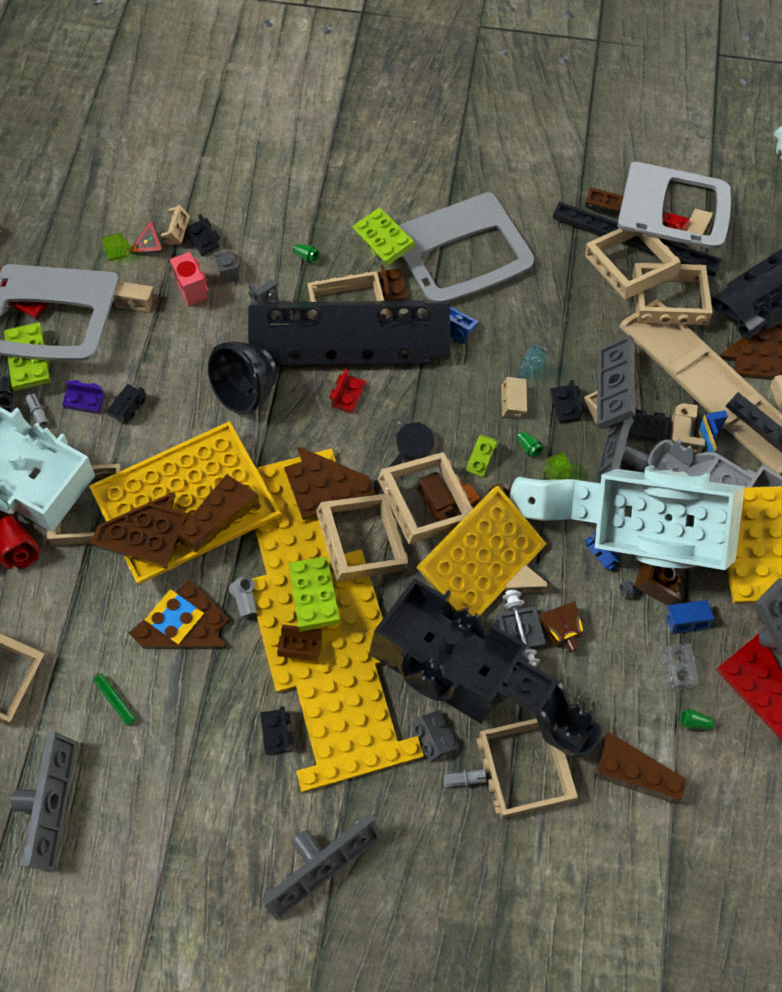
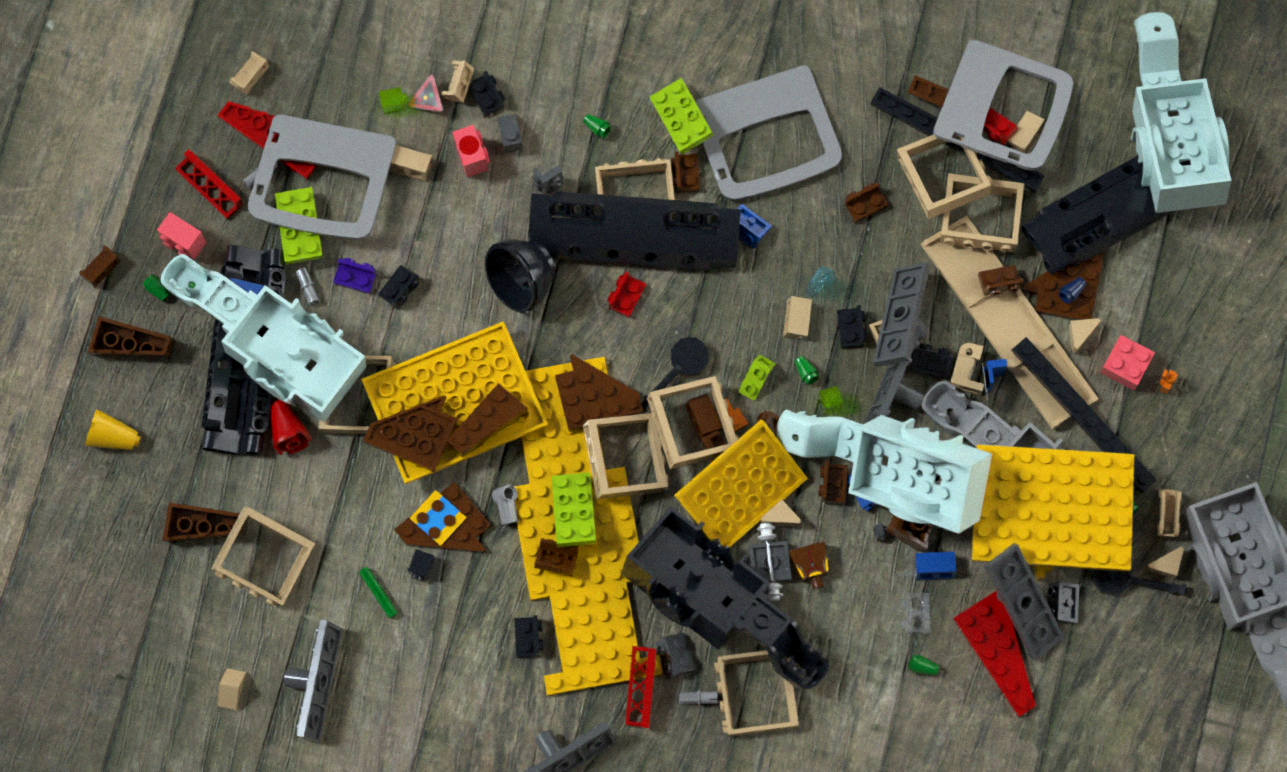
camera: 10 degrees right, 10 degrees up
(158, 666) = (421, 565): none -> black brick
(410, 772) = (648, 687): none -> red fence
(561, 295) = (865, 202): none -> reddish brown bracket
(573, 546) = (834, 483): none -> reddish brown bracket
(634, 770) = (853, 704): reddish brown wedge -> none
(700, 348) = (1000, 280): none -> reddish brown bracket
(770, 350) = (1072, 290): none -> dark blue cone

